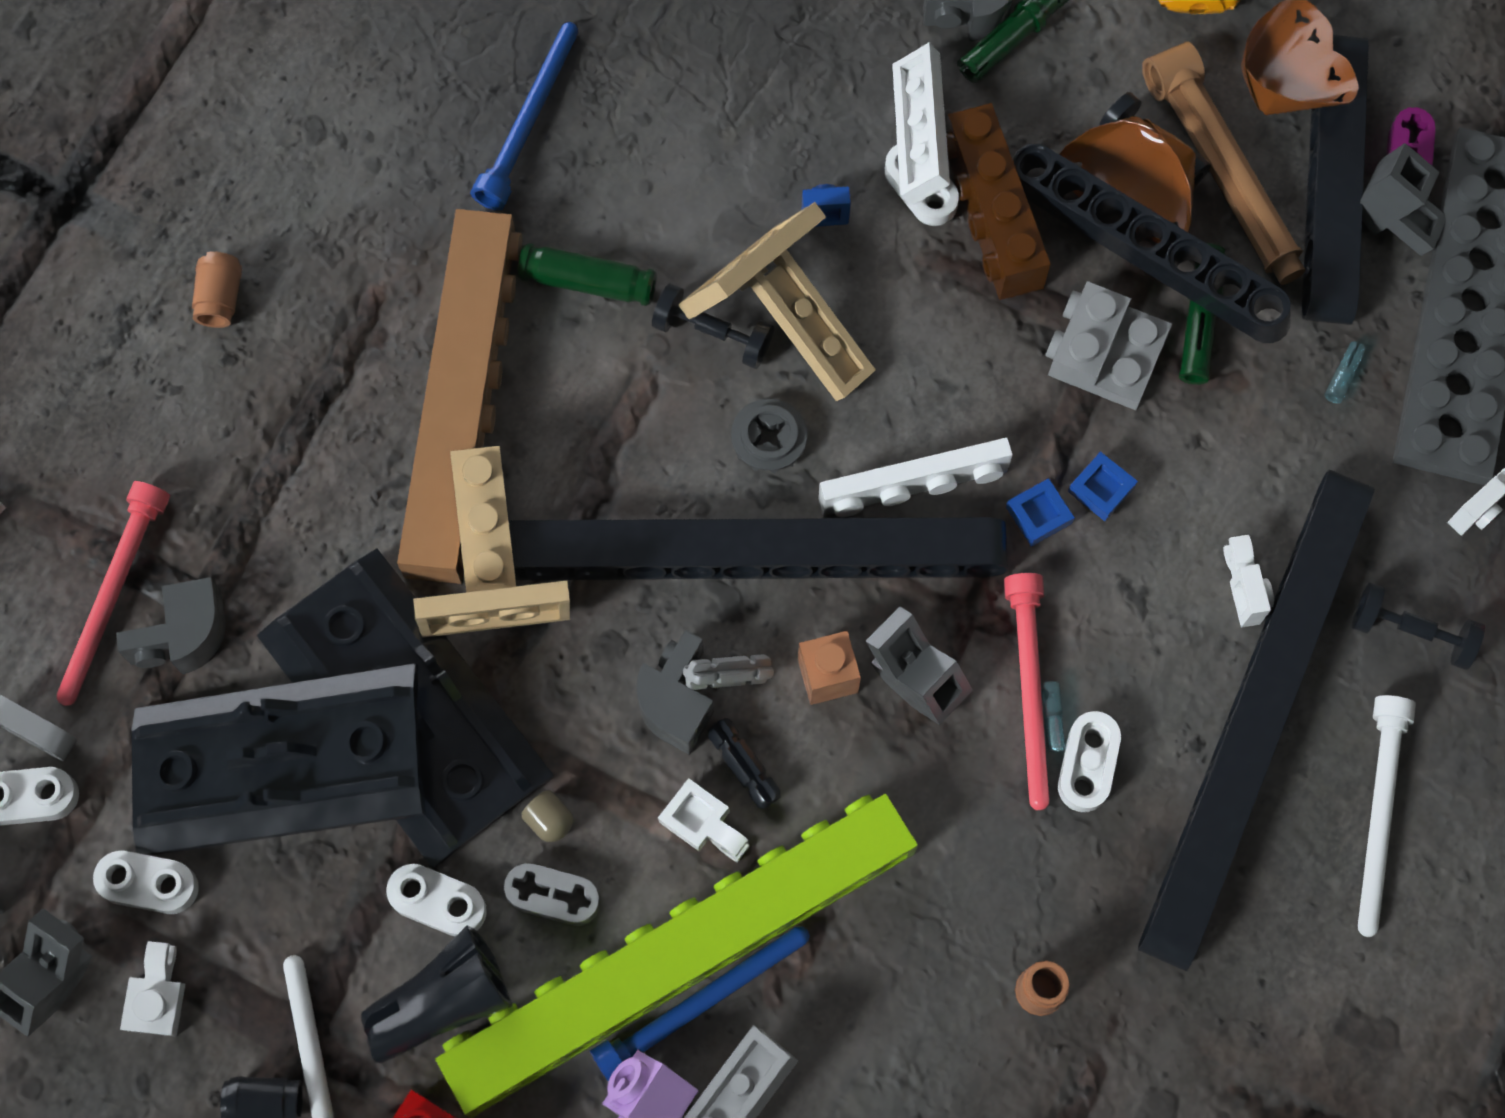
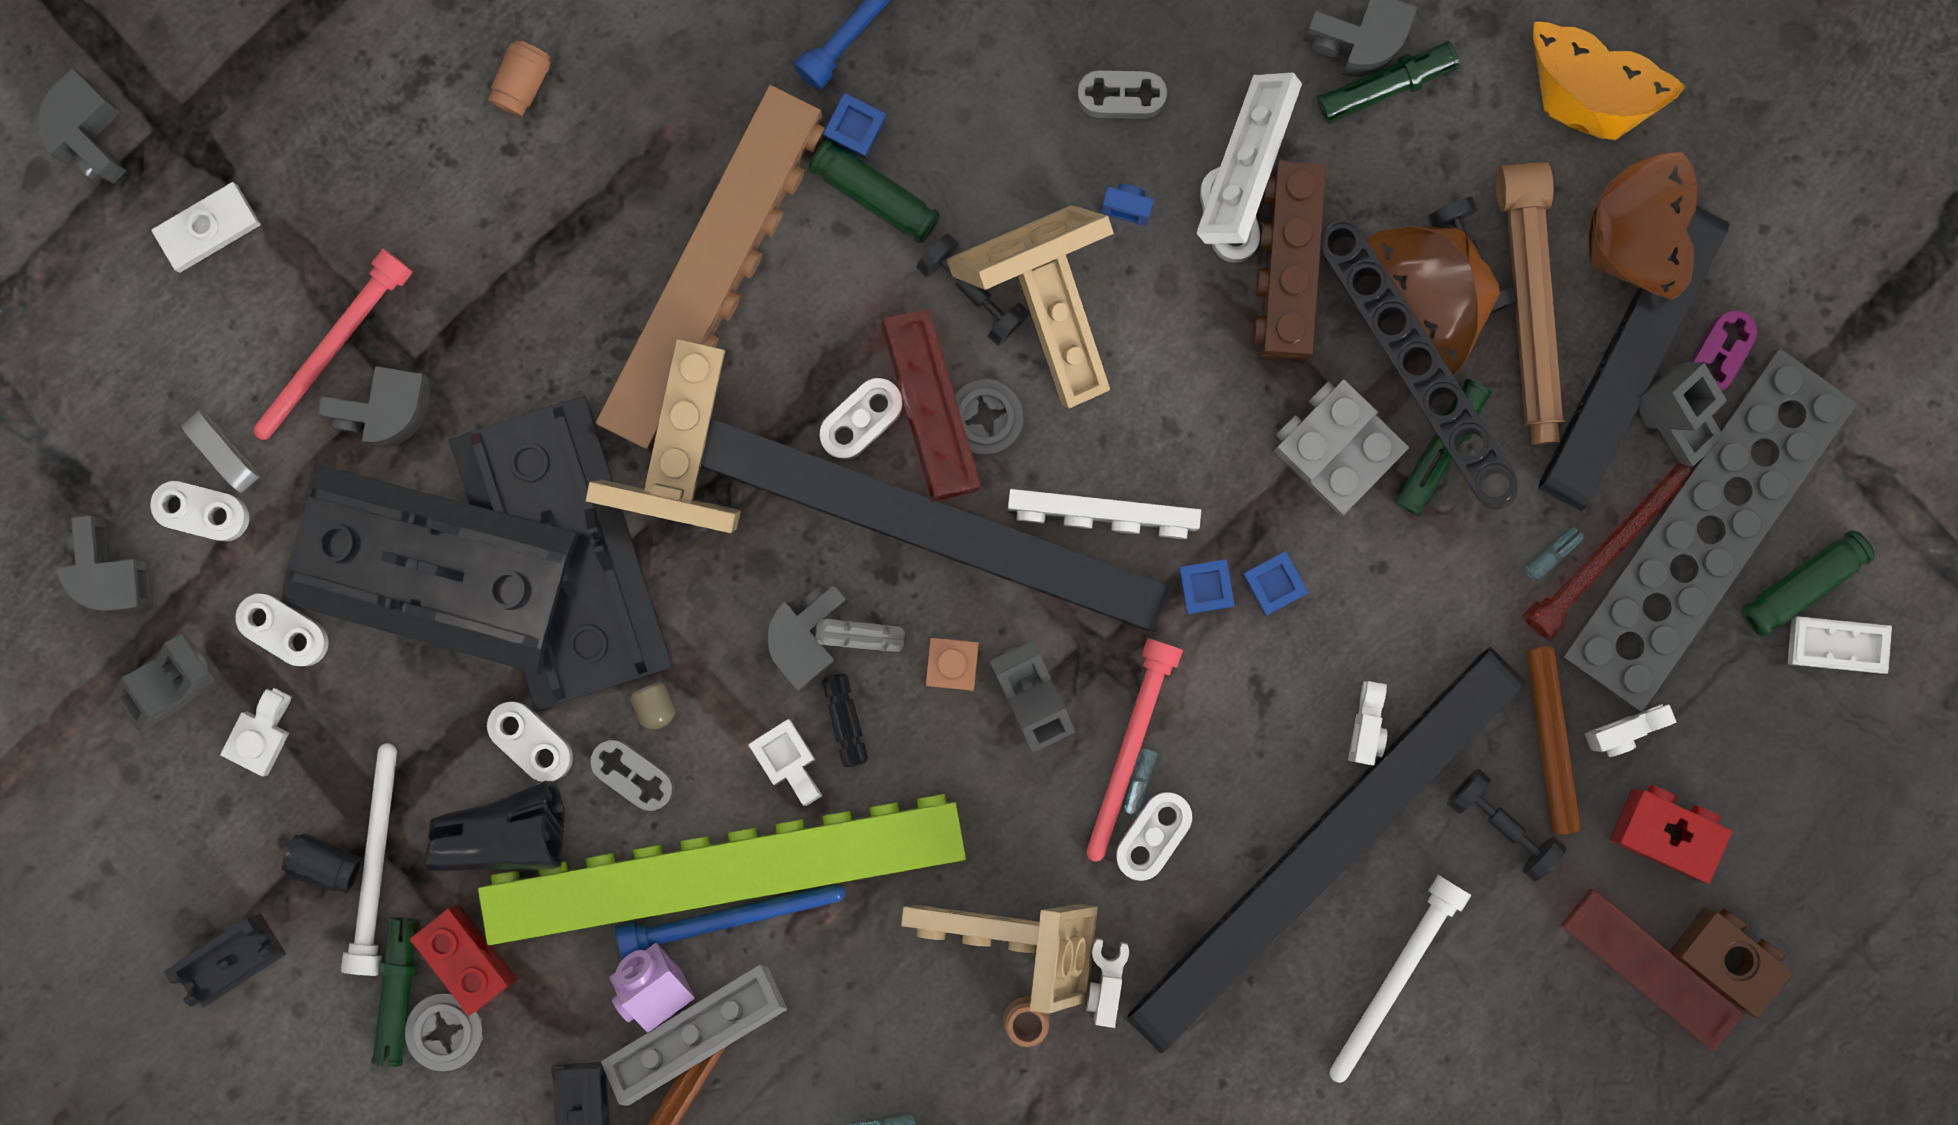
camera: 20 degrees right, 15 degrees up
(548, 223) = (855, 126): none -> blue plate
(651, 479) = (861, 419): none -> white plate
(714, 439) = (930, 405): none -> clear red plate
(781, 120) = (1122, 83): none -> light grey beam
(1044, 879) = (1060, 942): none -> tan piece
(1109, 933) = (1105, 995): none -> white plate
(1366, 425) = (1548, 616): none -> clear red piece
(1424, 536) = (1553, 740): none -> dark orange axle

